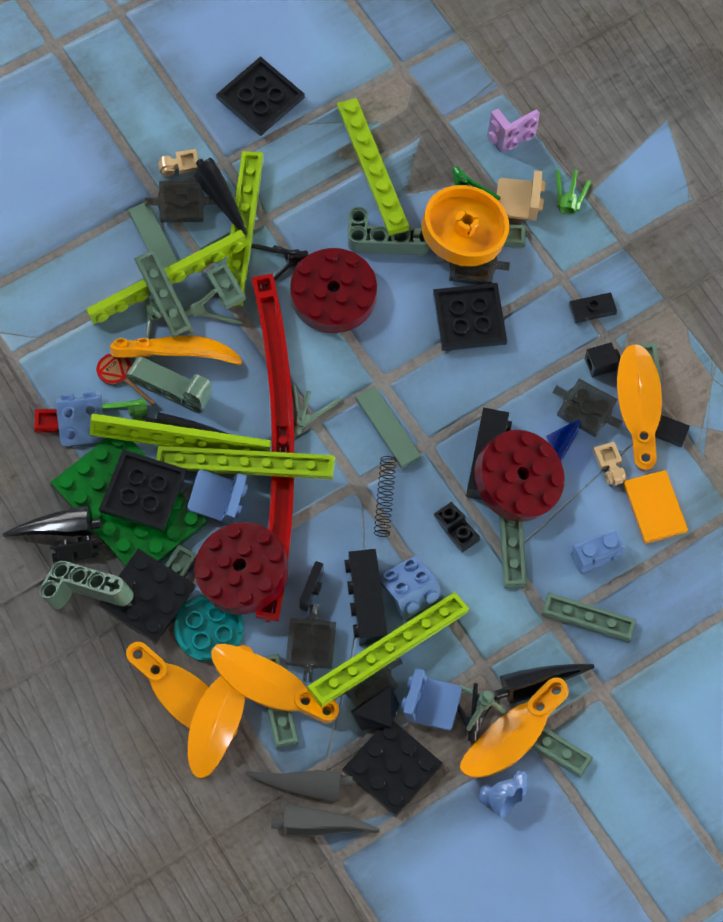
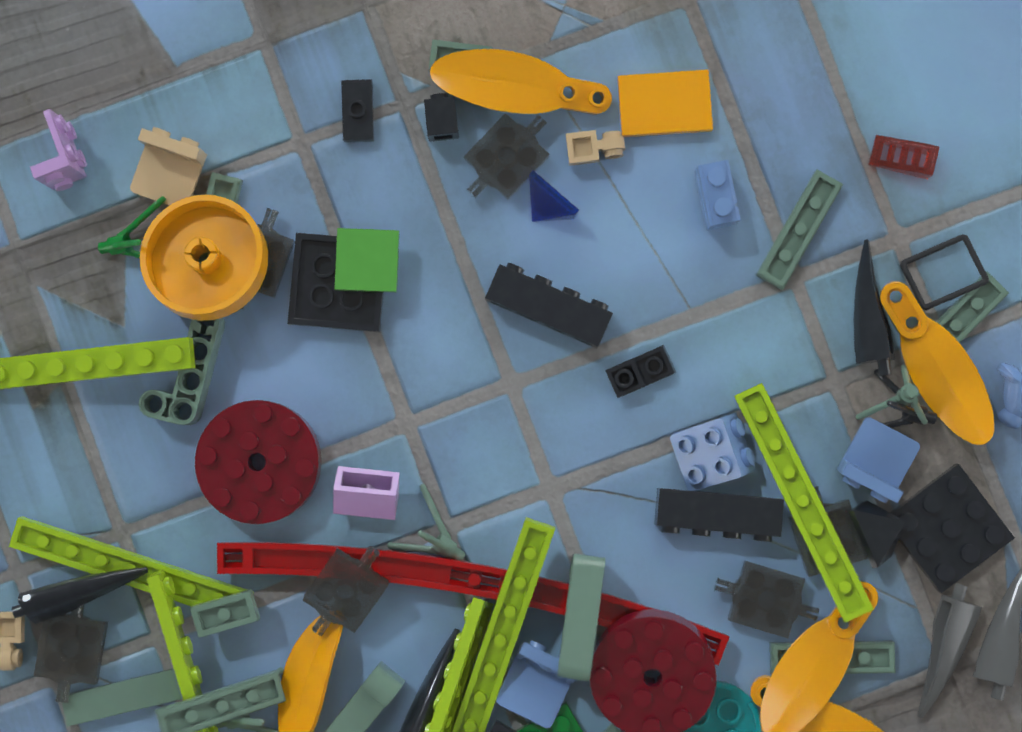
camera: 70 degrees left, 20 degrees up
(199, 308) = (246, 652): sand green plant -> none
(257, 356) = (345, 590): none -> clear smoke plate
(275, 508) = (581, 616): none -> sand green beam
(291, 256) = (190, 509): black plant -> none
(312, 586) = (690, 581): black plate -> none
(327, 359) = (366, 493): none -> lavender brick
(388, 427) = (477, 431): sand green tile -> none
(388, 532) = (576, 463): black piece -> none
(489, 329) = (367, 260): none -> bright green tile
(512, 553) = (678, 303): sand green tile -> none
(539, 470) = (589, 301): dark red piece -> none
(569, 203) = (190, 102): bright green plant -> none
(569, 735) = (965, 238): none -> black piece
(663, 698) = (918, 148): none -> clear red slope
(671, 431) = (563, 50): black tile -> none

